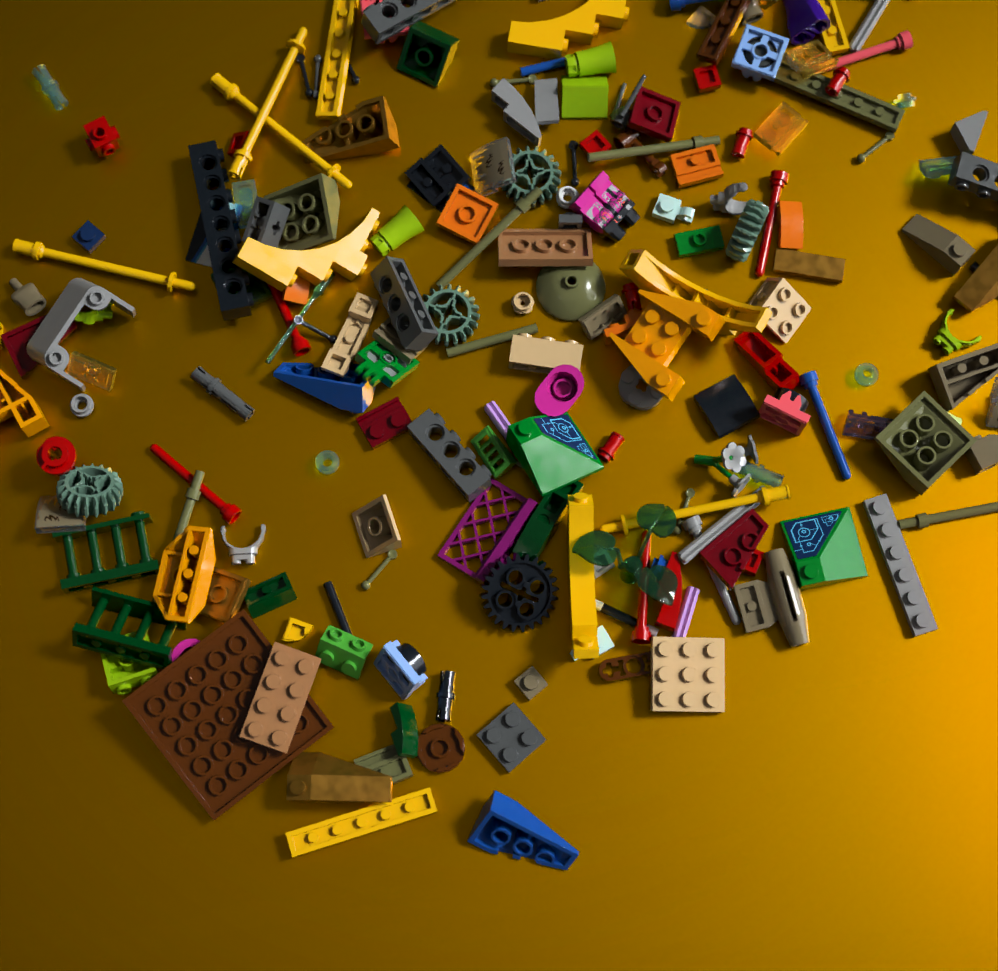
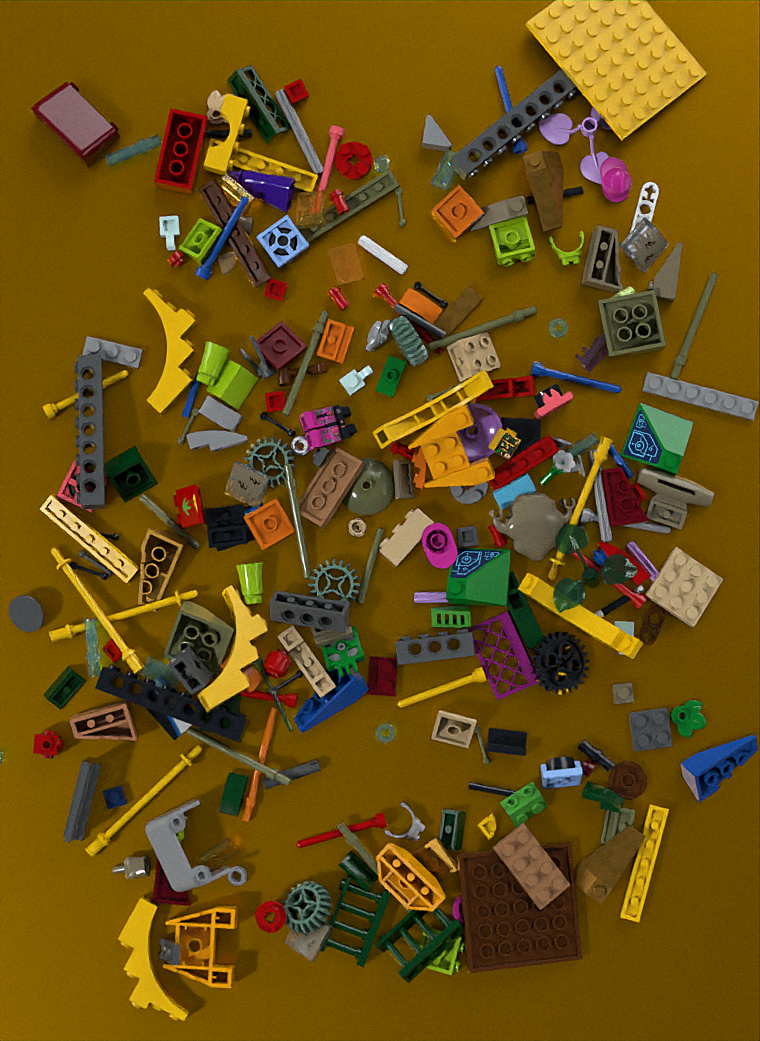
camera: 55 degrees left, 10 degrees up
(62, 202) = (82, 801): none -> dark grey fence
(159, 349) = (233, 794): none -> dark green slope
(161, 180) = (105, 723): none -> nougat wedge
(162, 523) = (358, 871): none -> dark green plate
(167, 371) = (251, 801): none -> orange bar
(170, 123) = (64, 687): none -> dark green slope
(210, 369) = (271, 773): none -> olive bar
(222, 40) = (26, 613): none -> dark grey piece
(229, 120) = (92, 647): none -> clear light blue pin
(328, 308) = (277, 664): none -> red head
(398, 593) = (506, 741): none -> black panel
(405, 120) = (168, 520): none -> olive bar
(425, 695) = (587, 768): none -> dark red plate
(433, 128) = (190, 507): none -> red slope
(449, 518) = (477, 676): none -> yellow piece
(551, 774) = (691, 717): none -> green plate
(587, 417) = (467, 536): none -> dark grey plate
(646, 473) = (533, 523): none -> dark tan piece
(667, 434) = (508, 493): none -> medium azure slope
(702, 422) = (524, 461): none -> red tile
(710, 369) = (486, 426): none -> medium lavender dish
(710, 389) = (504, 442): none -> brick
(773, 524) = (620, 462): none -> blue piece
(775, 231) = (420, 321): none -> dark grey bar
(809, 211) = (418, 285): none -> black hinge
(815, 158) = (382, 254): none -> white axle
(849, 326) = (517, 316): none -> olive bar
(891, 62) = (360, 168): none -> red plate
(911, 201) = (458, 211): none -> orange plate
(920, 273) = (512, 241): none -> lime plate

